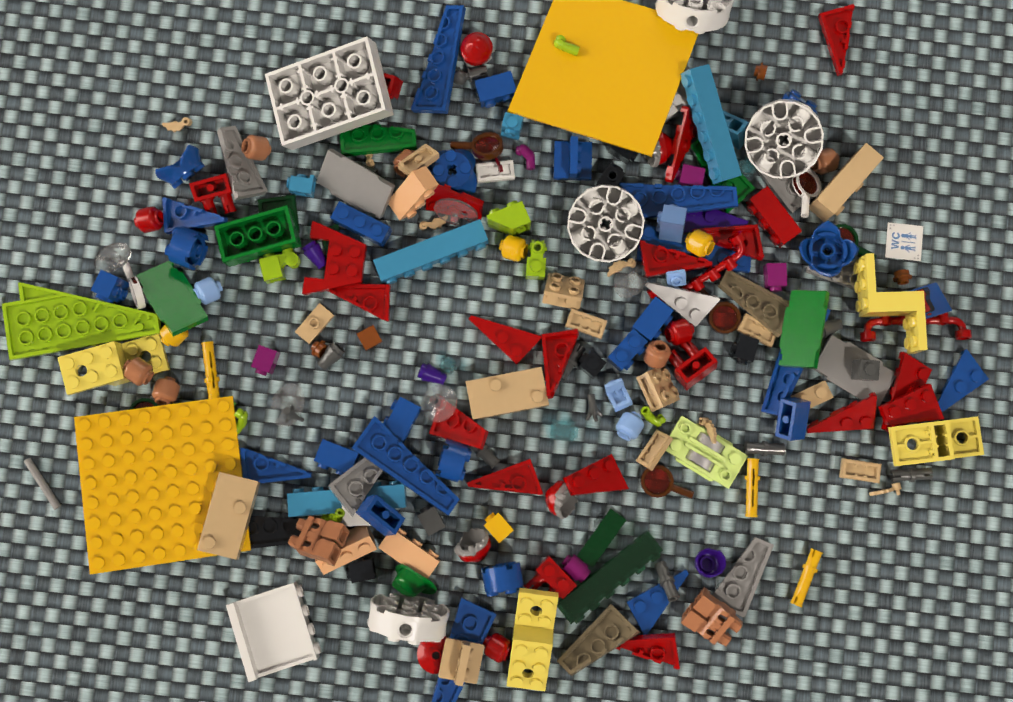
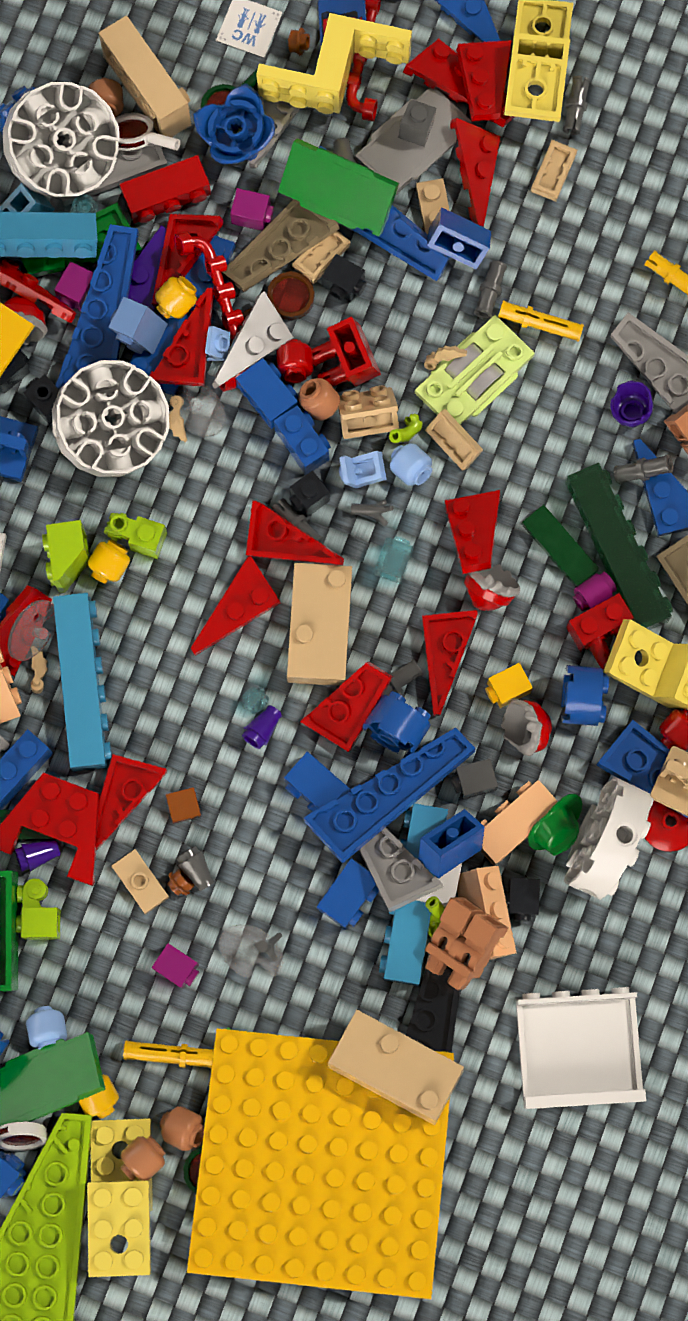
camera: 75 degrees left, 5 degrees down
(242, 419) = (251, 1021): lime arm -> none
(267, 469) = (340, 999): blue wing -> none
(446, 403) = (319, 722): clear dish -> none
(563, 291) = (192, 506): tan bracket -> none
(586, 323) = (247, 487): tan plate -> none
(660, 483) = (503, 444): piece -> none
(895, 486) = (588, 130): tan piece -> none

